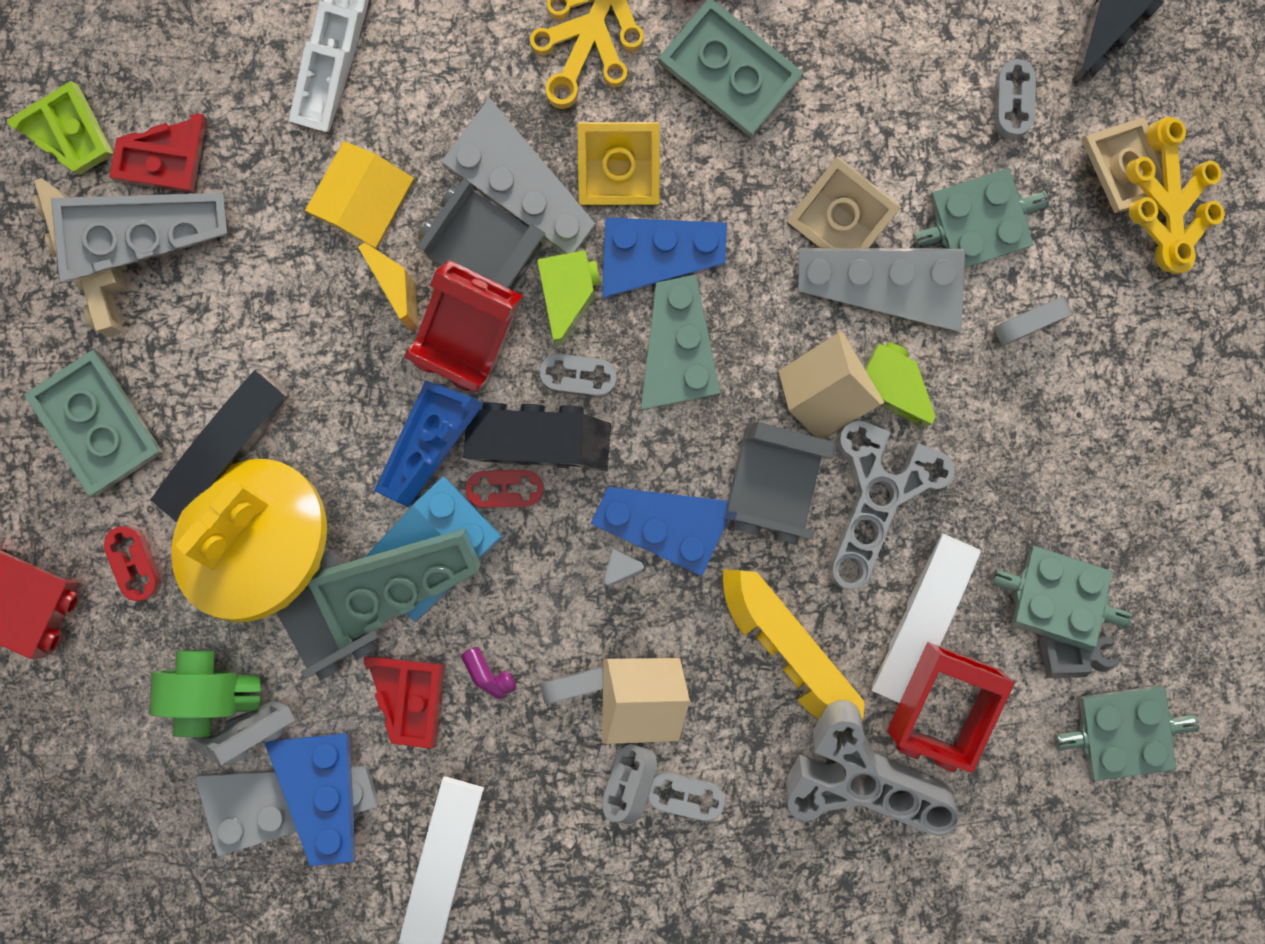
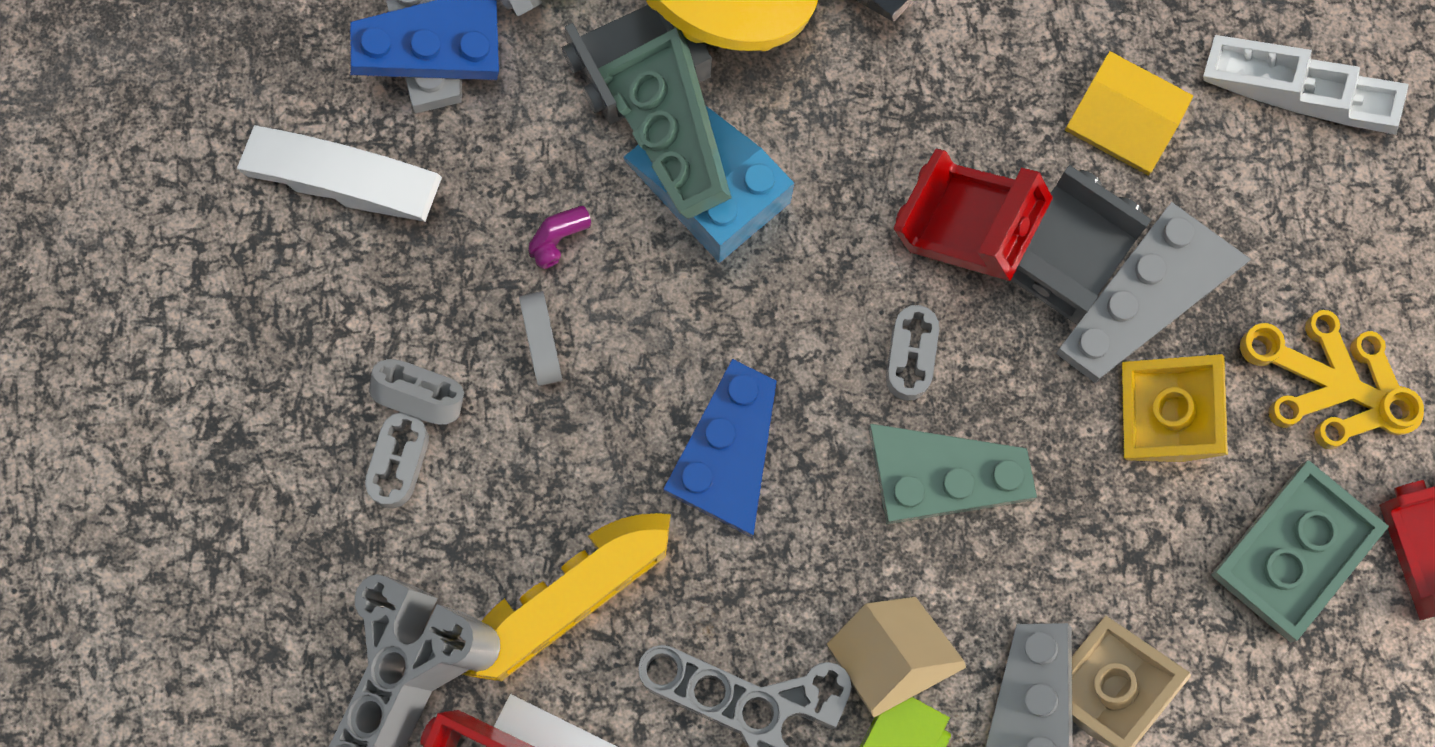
camera: 85 degrees right, 10 degrees down
(395, 283) = (1020, 137): yellow slope -> none
(409, 698) = (534, 145): red wing -> none
(425, 440) = (838, 171): blue wing -> none
(504, 478) = (788, 262): red beam -> none
(538, 437) = (838, 300): black wedge -> none
(567, 290) = (1014, 340): lime slope -> none
(621, 568) = (677, 391): light grey slope -> none
(643, 700) = (516, 410): tan slope -> none
(657, 251) = (1066, 454): blue wing -> none
(776, 481) = (775, 584): dark grey panel -> none

